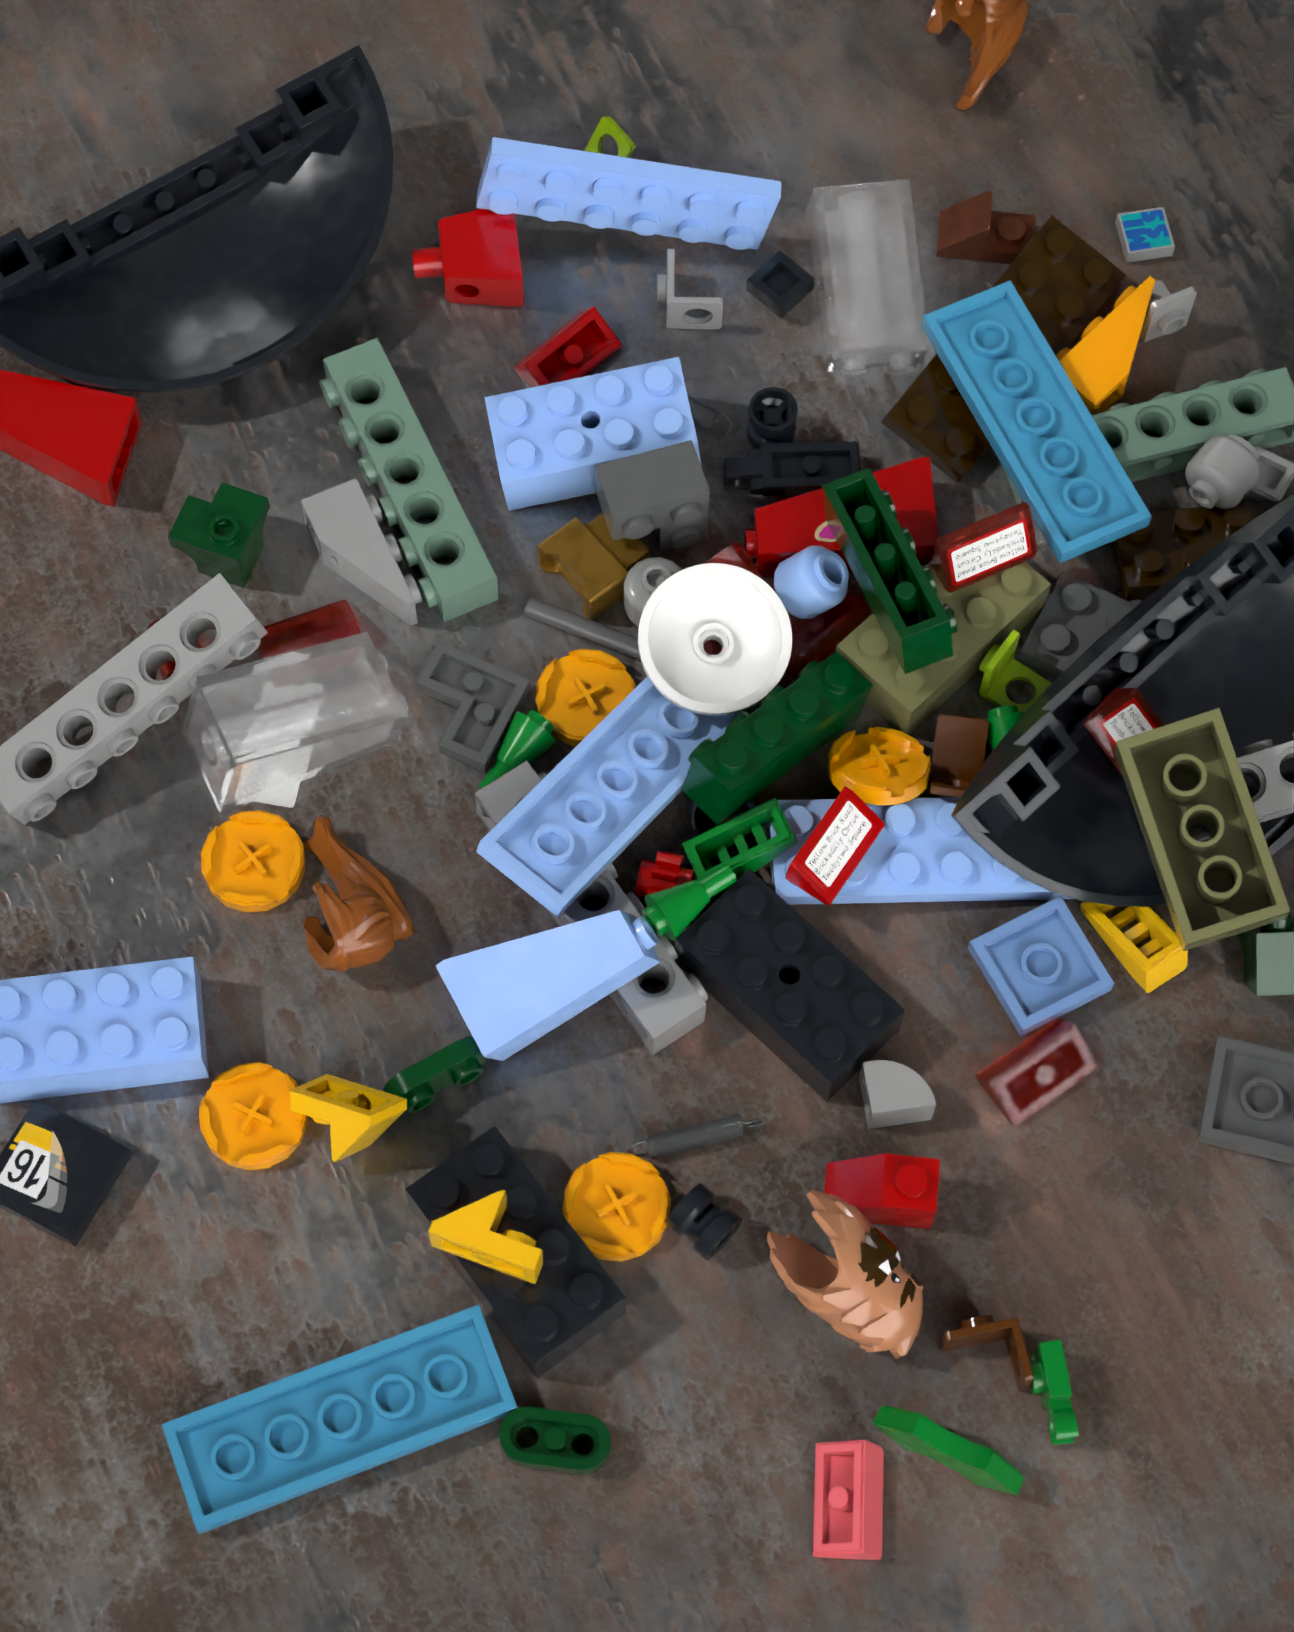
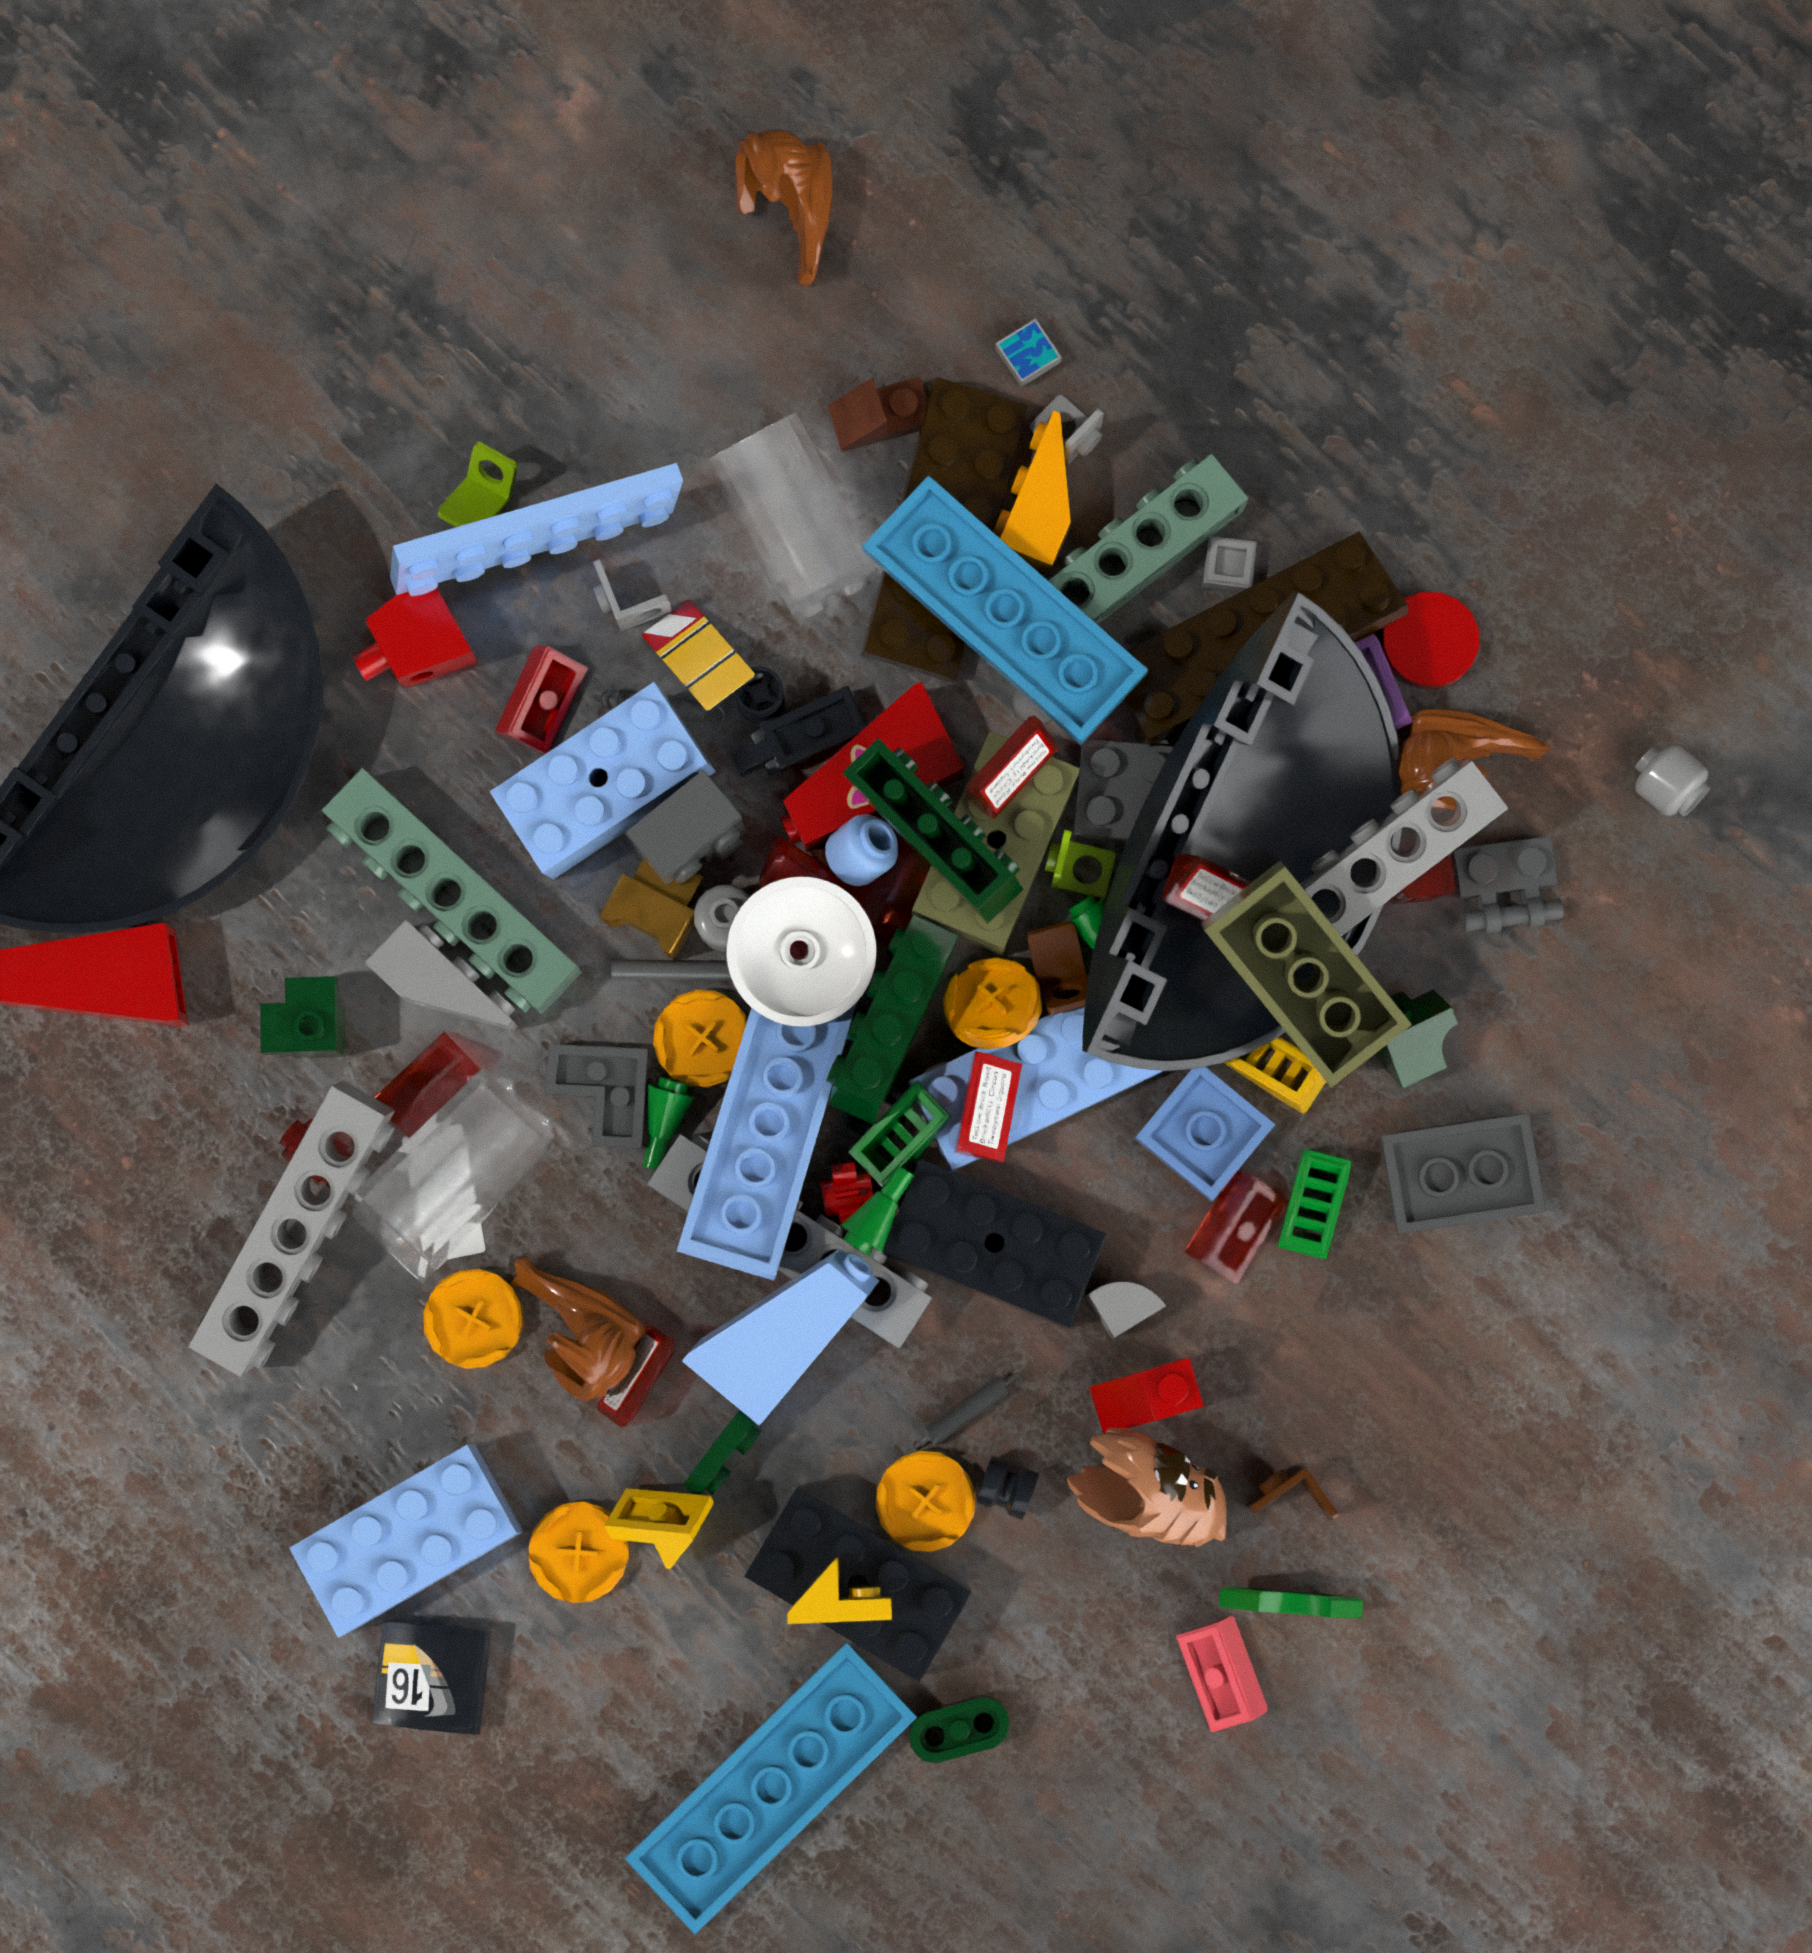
camera: 20 degrees left, 15 degrees up
(388, 976) = (652, 1357): none -> slope
(729, 365) = (698, 655): none -> yellow sticker
(780, 284) = (710, 547): black plate -> none
(1054, 1387) = (1353, 1505): green plate -> none
(1149, 1040) = (1324, 1162): none -> green slope
(1222, 471) = (1192, 586): light grey head -> none

